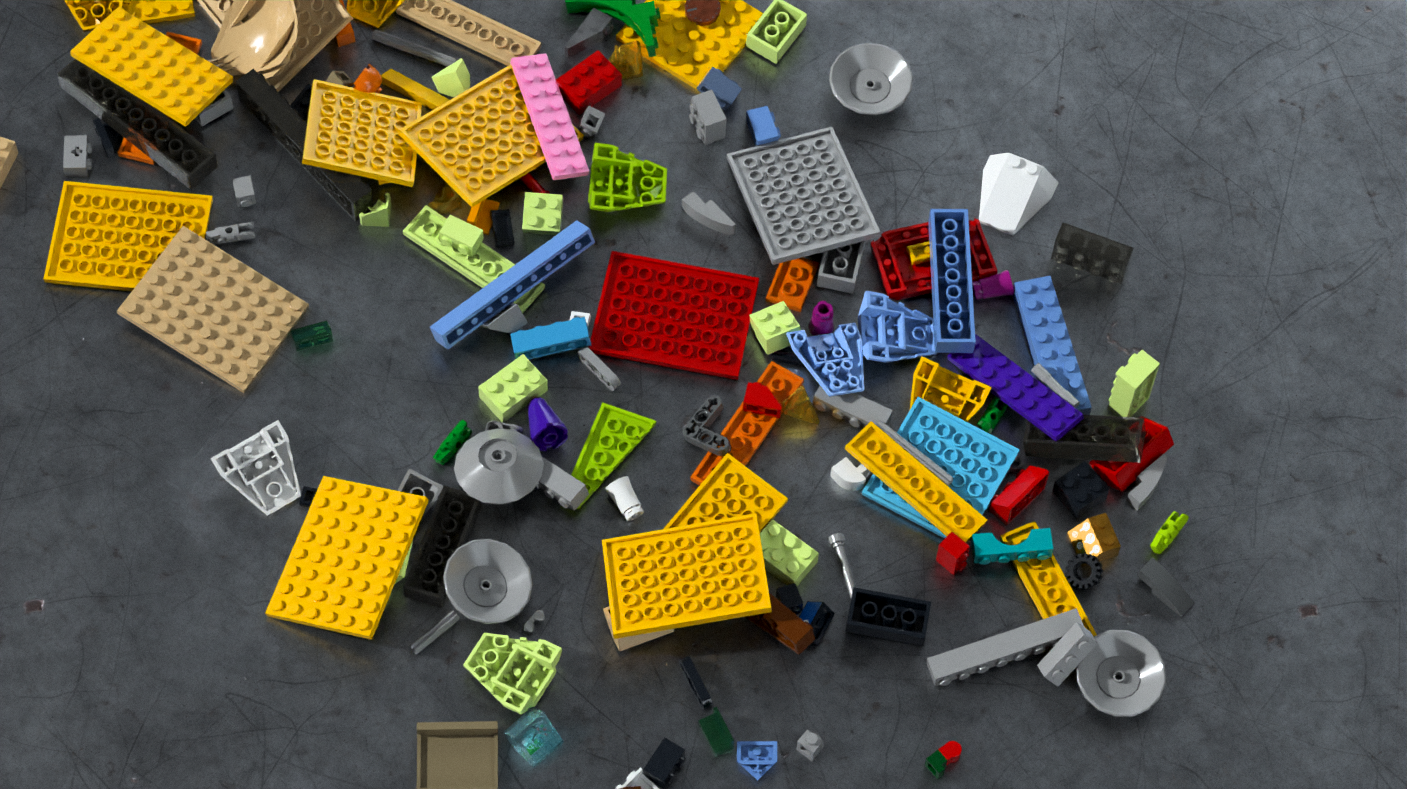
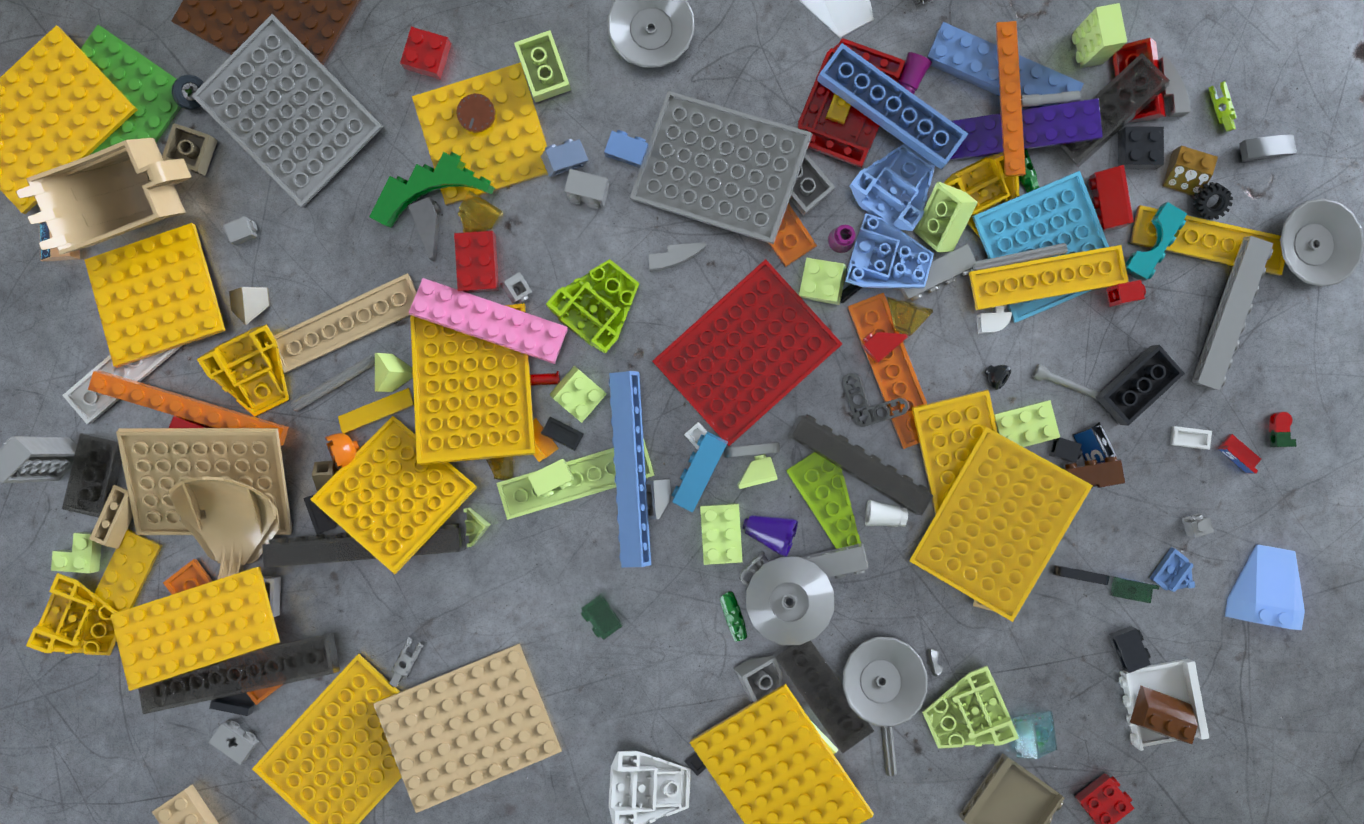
camera: 55 degrees left, 25 degrees up
(244, 191) = (372, 624): light grey brick -> none
(311, 335) = (548, 660): clear green panel -> none
(377, 347) = (601, 616): none -> clear green brick
(581, 381) = (758, 472): none -> yellowish green slope
(650, 450) = (860, 465): none -> clear smoke brick
(808, 510) = (998, 375): none -> black brick
(880, 694) = (1190, 438): none -> white tile
(898, 740) = (1240, 454): none -> red panel
(899, 378) = (945, 217): none -> yellowish green slope
(1029, 357) = (1010, 99): none -> orange plate
(1067, 654) = (1280, 272): light grey brick -> none

